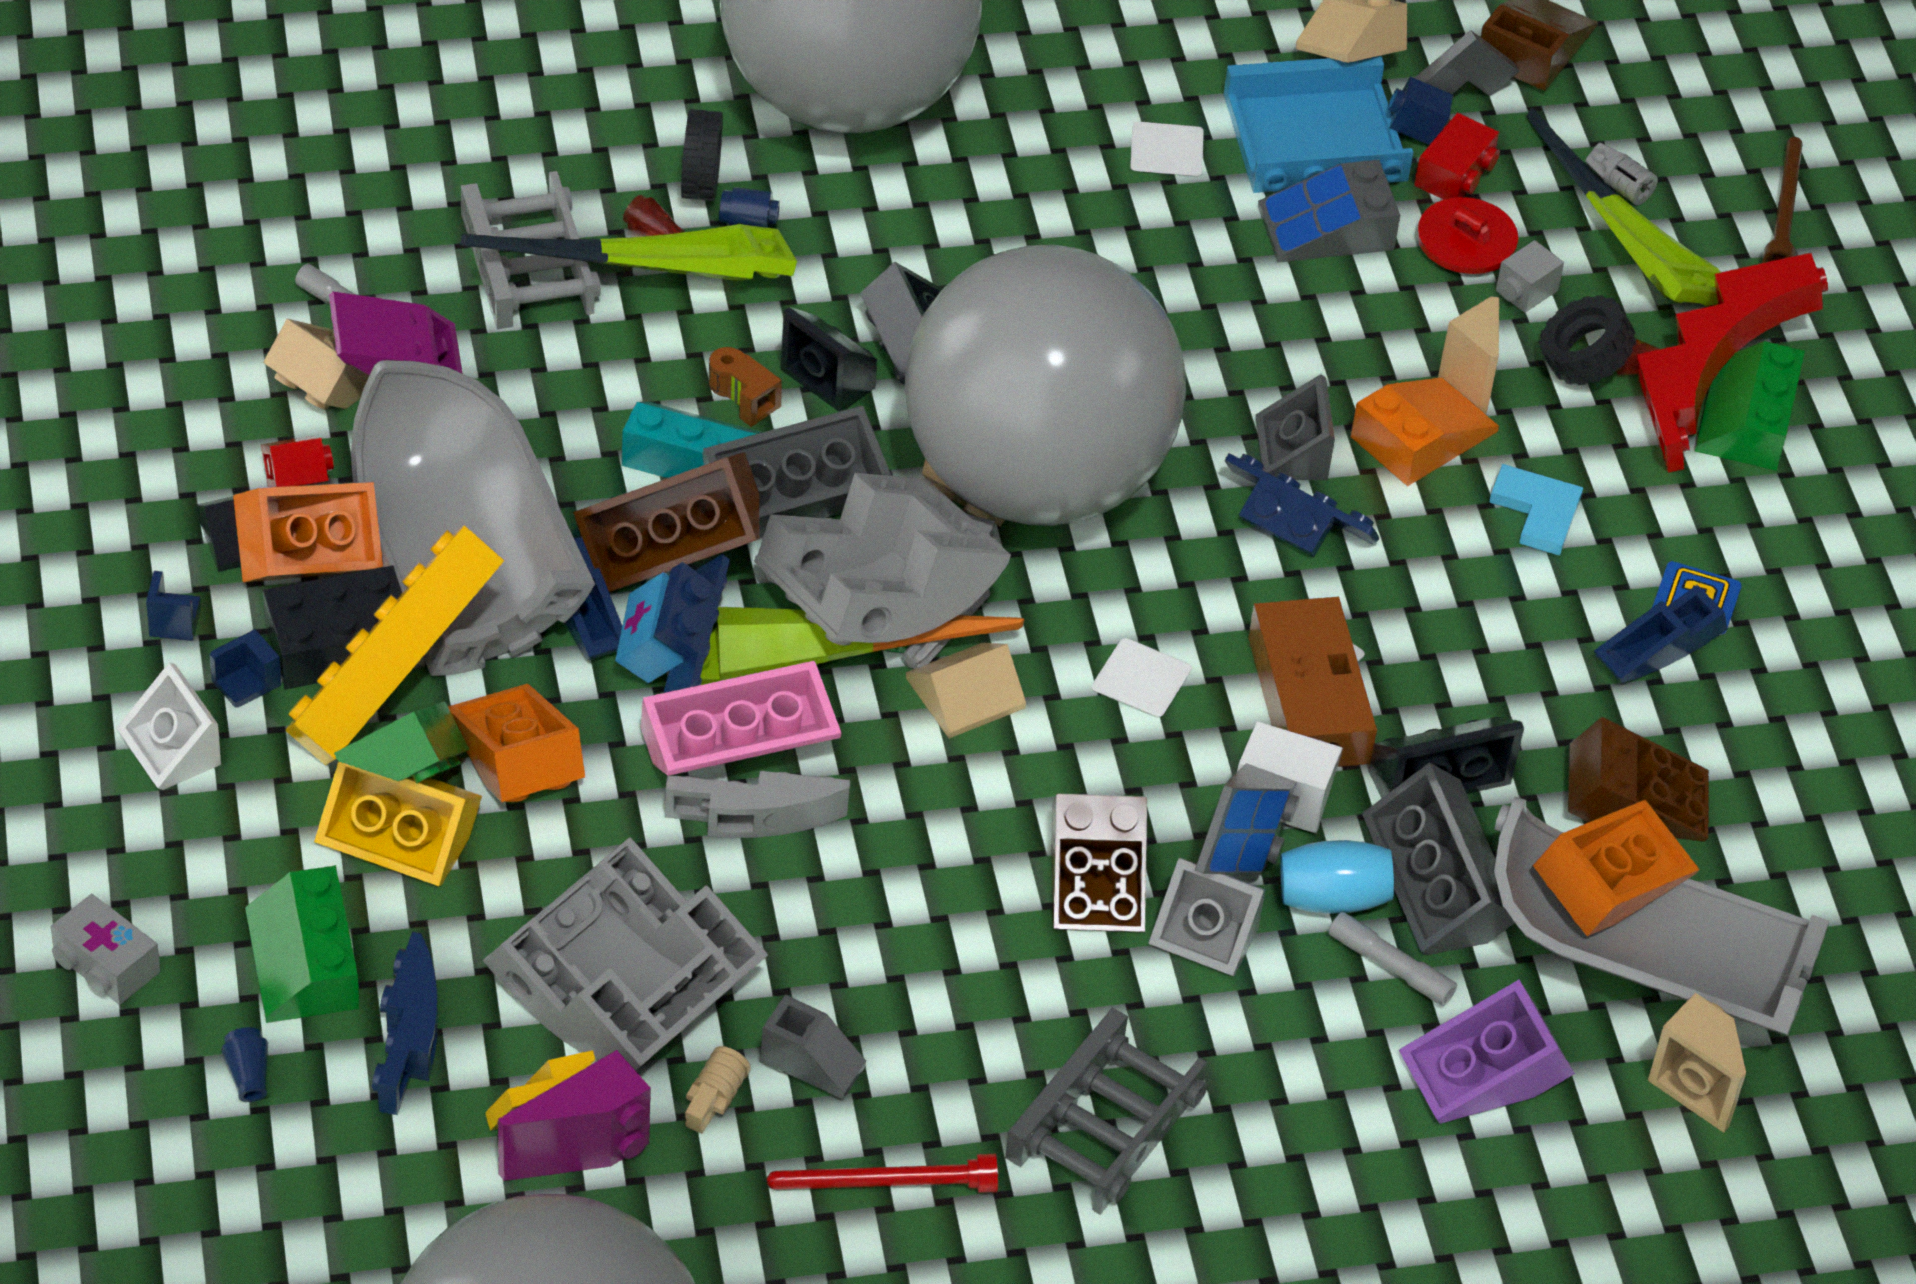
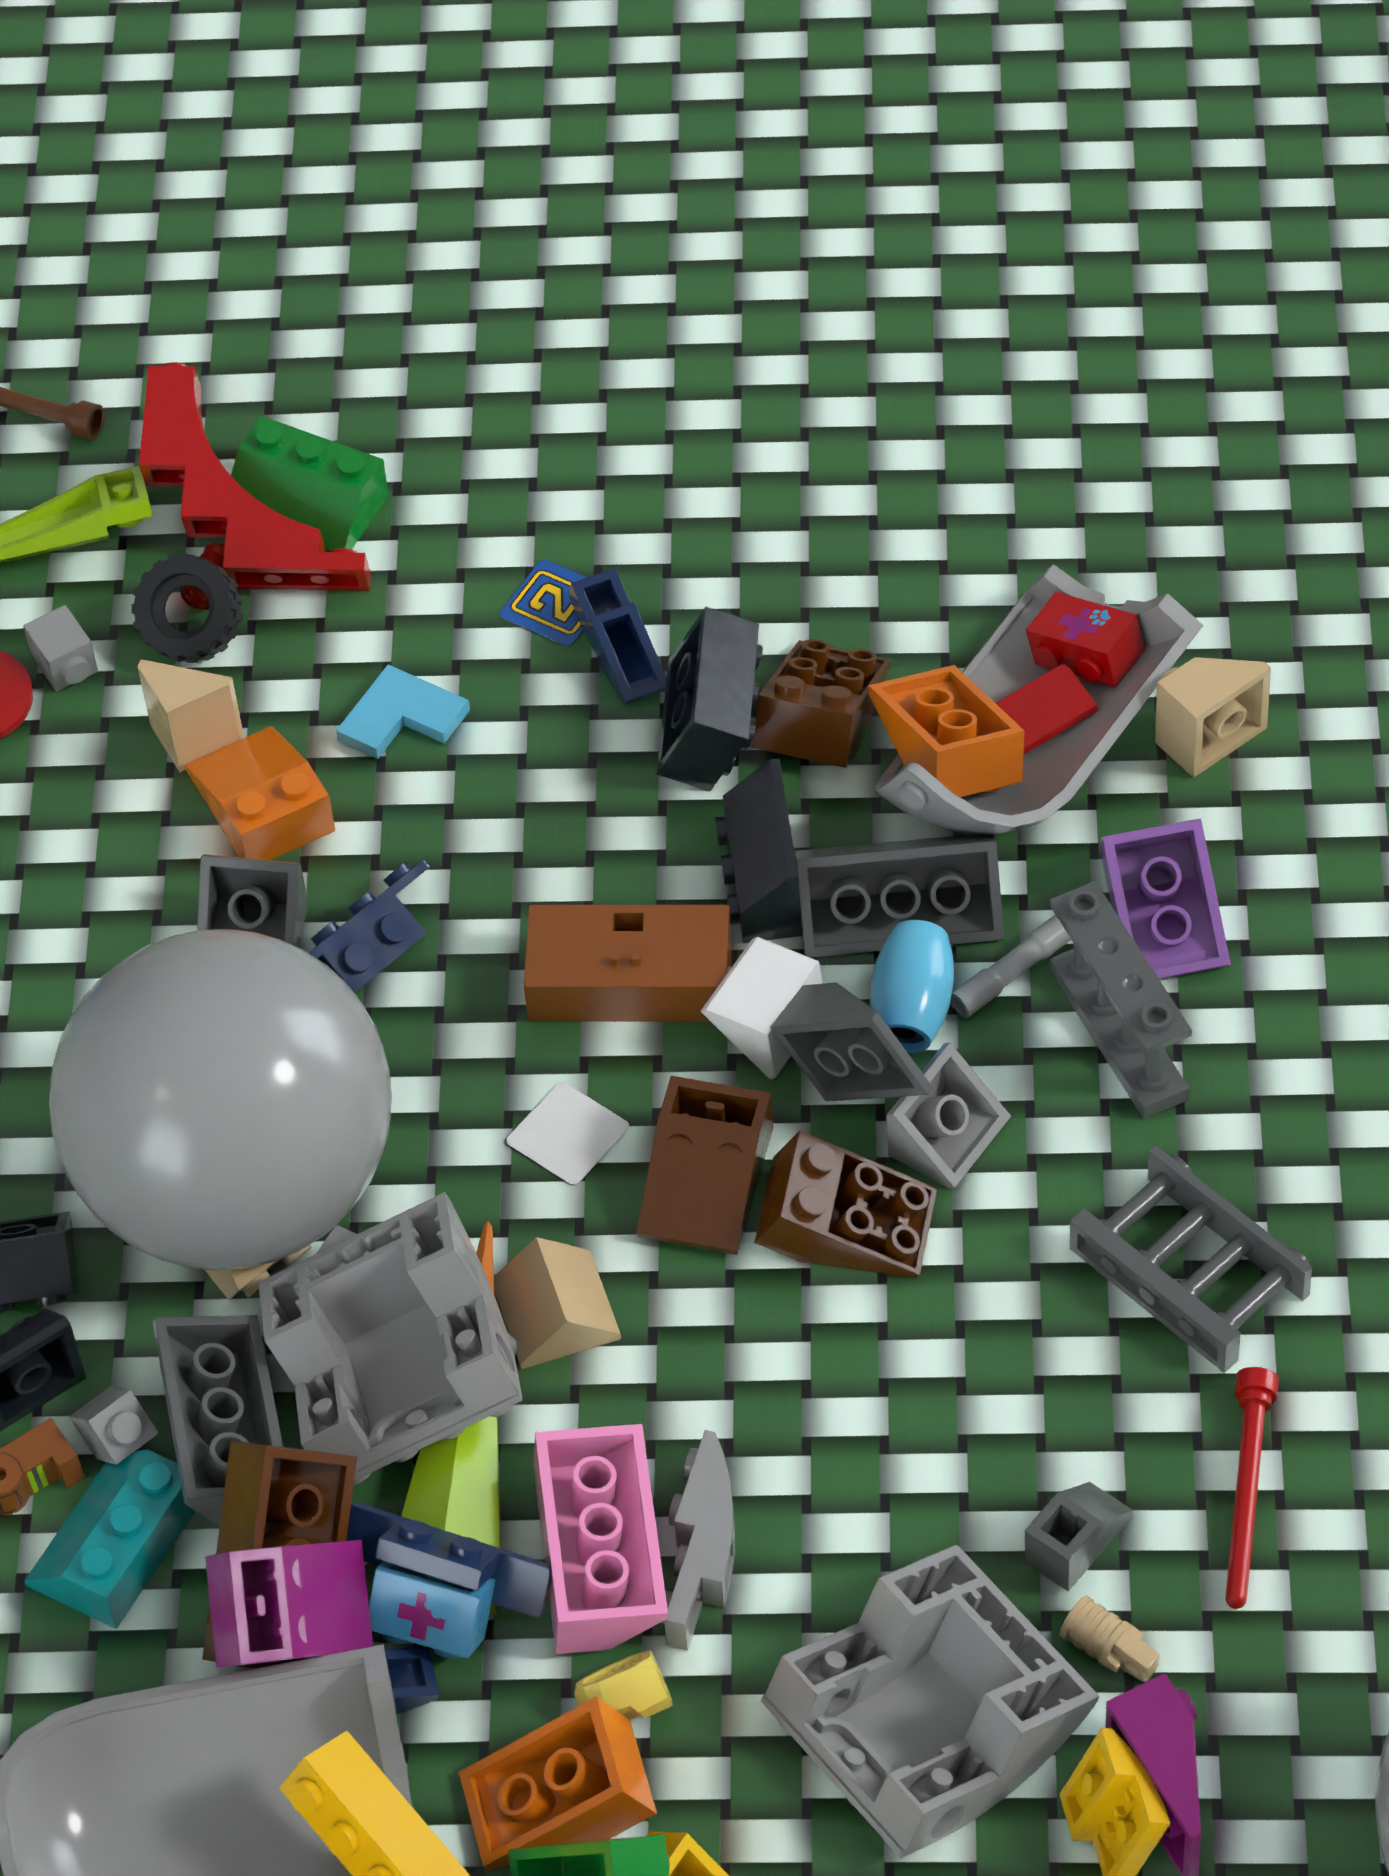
camera: 70 degrees left, 5 degrees up
(612, 772) = (629, 1686): none -> light yellow rock
(615, 517) = (288, 1602): none -> magenta slope
(780, 410) = (113, 1424): none -> light grey brick
(1119, 755) = (705, 1164): none -> reddish brown slope
(1350, 1016) = (1120, 1000): none -> dark grey fence
(1583, 688) = (709, 699): none -> black brick
(1670, 940) = (1048, 706): none -> red slope
(1756, 960) = (1087, 637): none -> red brick

